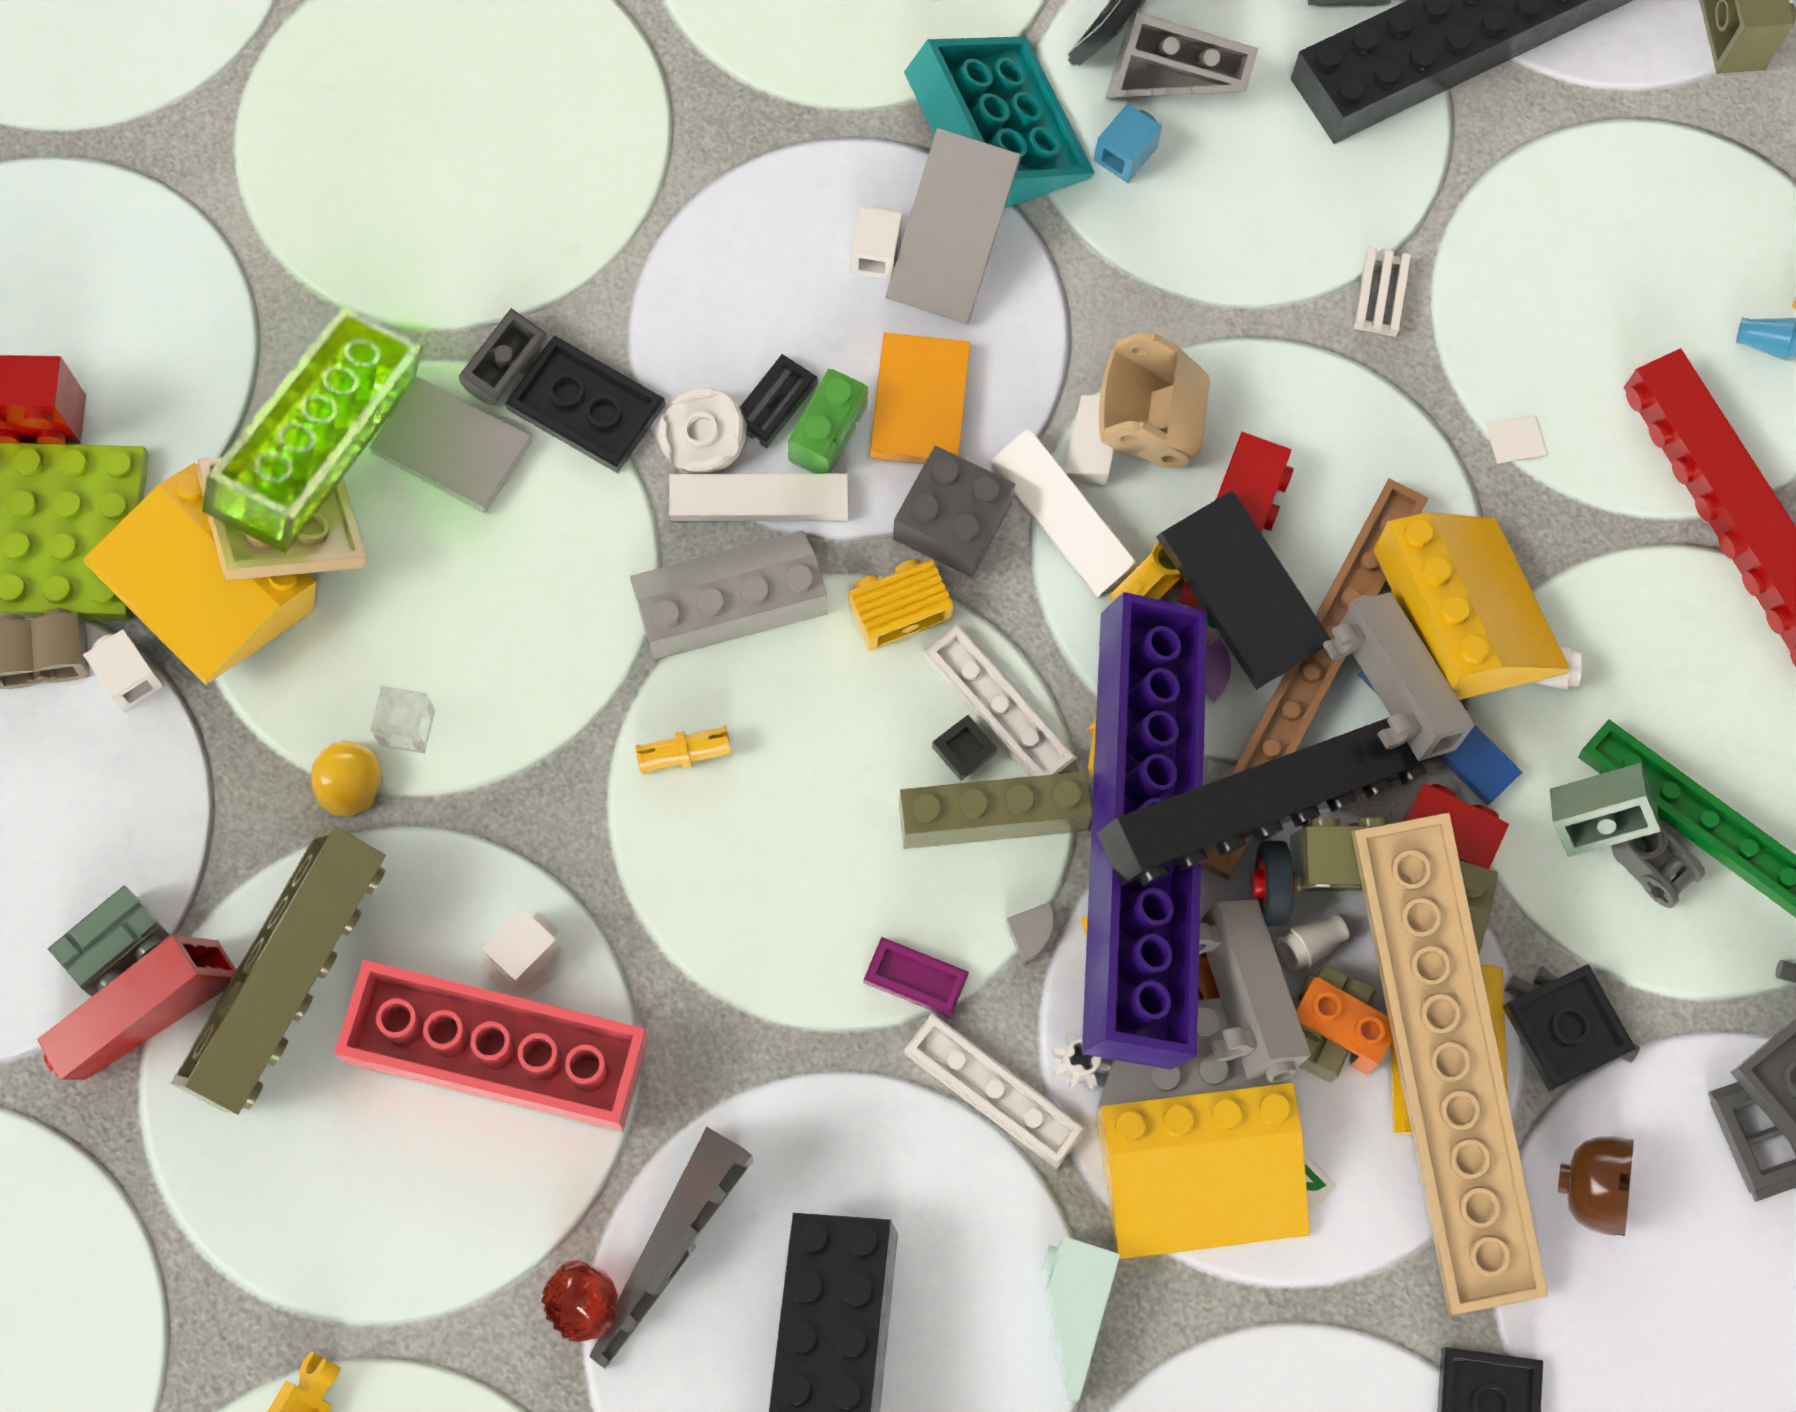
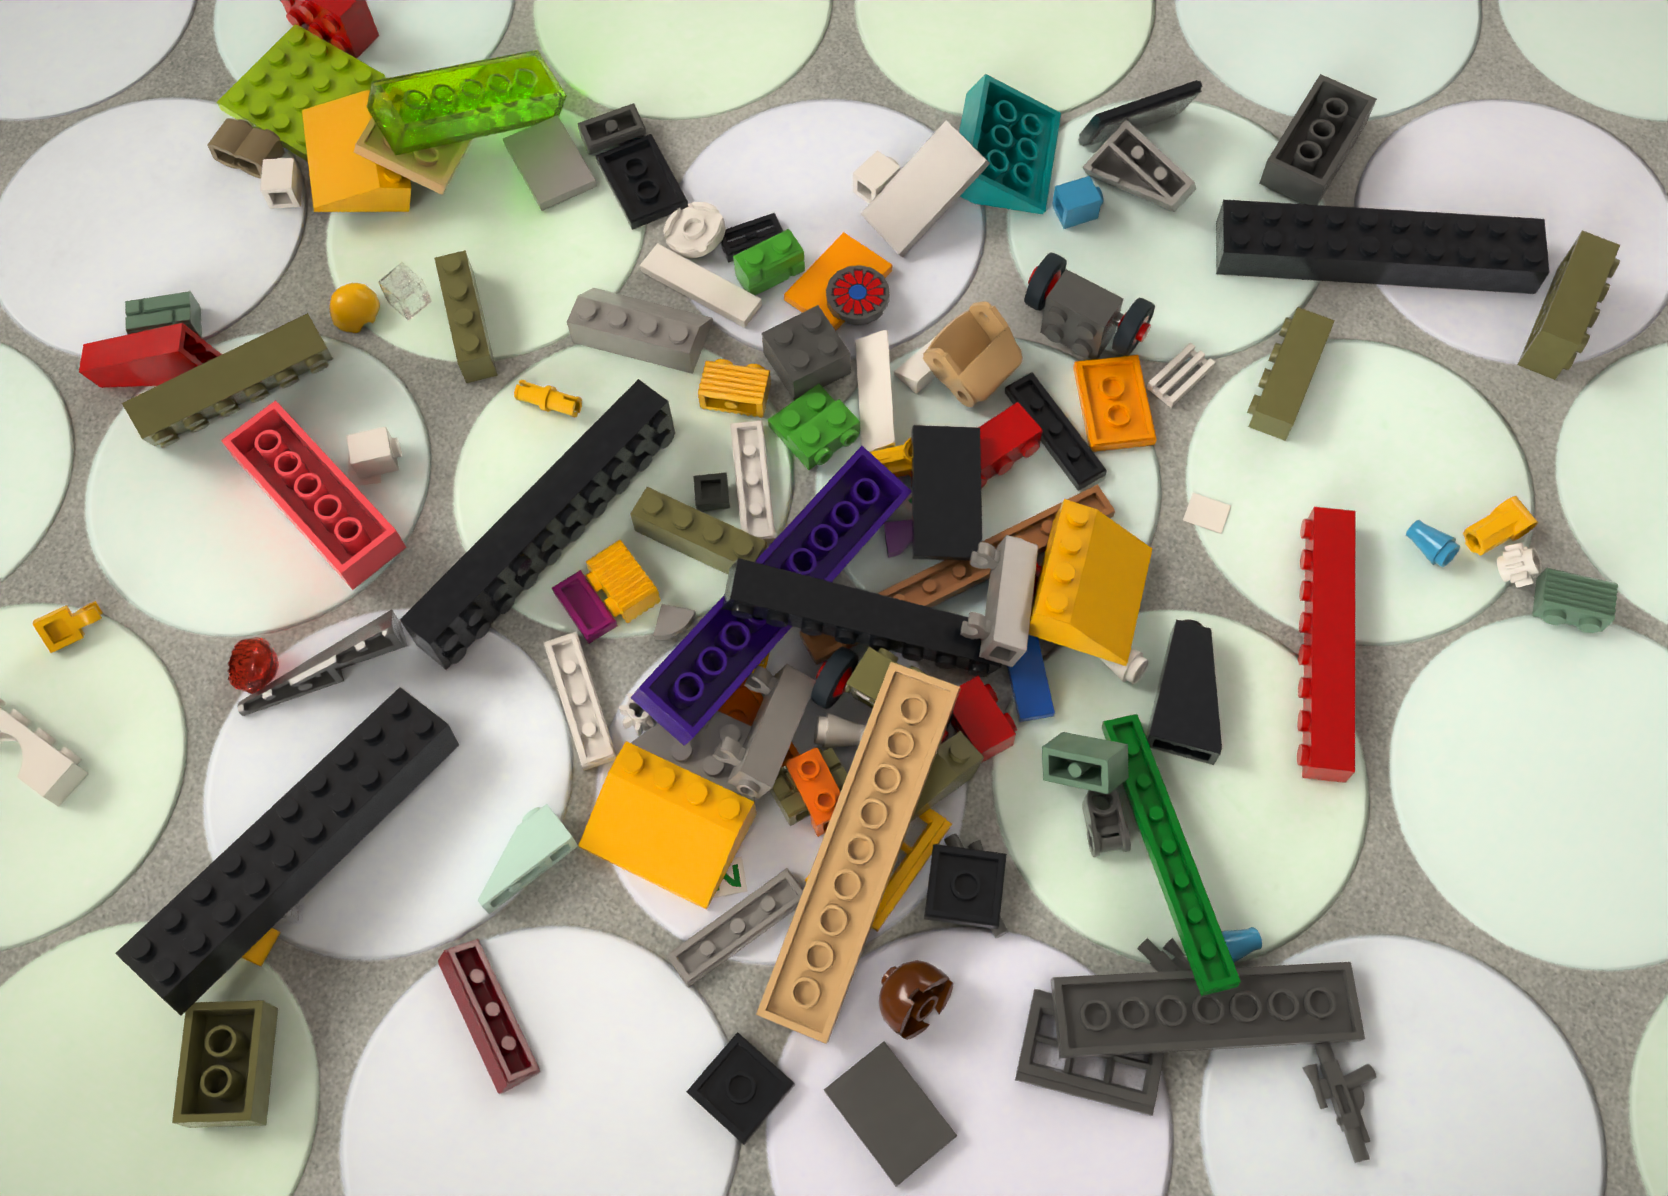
camera: 40 degrees right, 5 degrees down
(505, 706) = (465, 317): none -> olive brick
(806, 912) = (540, 525): none -> black brick
(943, 920) = (622, 581): none -> yellow brick
(961, 404) = (857, 295): none -> tile
(1024, 595) = (815, 426): none -> bright green plate
(1238, 279) = (1083, 312): none -> dark grey brick
(1312, 446) = (1058, 433): none -> black tile
(1333, 367) = (1114, 403): none -> light orange tile
(1358, 1233) = (736, 928): none -> light grey tile
(1500, 222) = (1291, 373): none -> olive brick
(1643, 665) = (1186, 698): none -> black slope
(1659, 1324) = (890, 1113): none -> dark grey tile

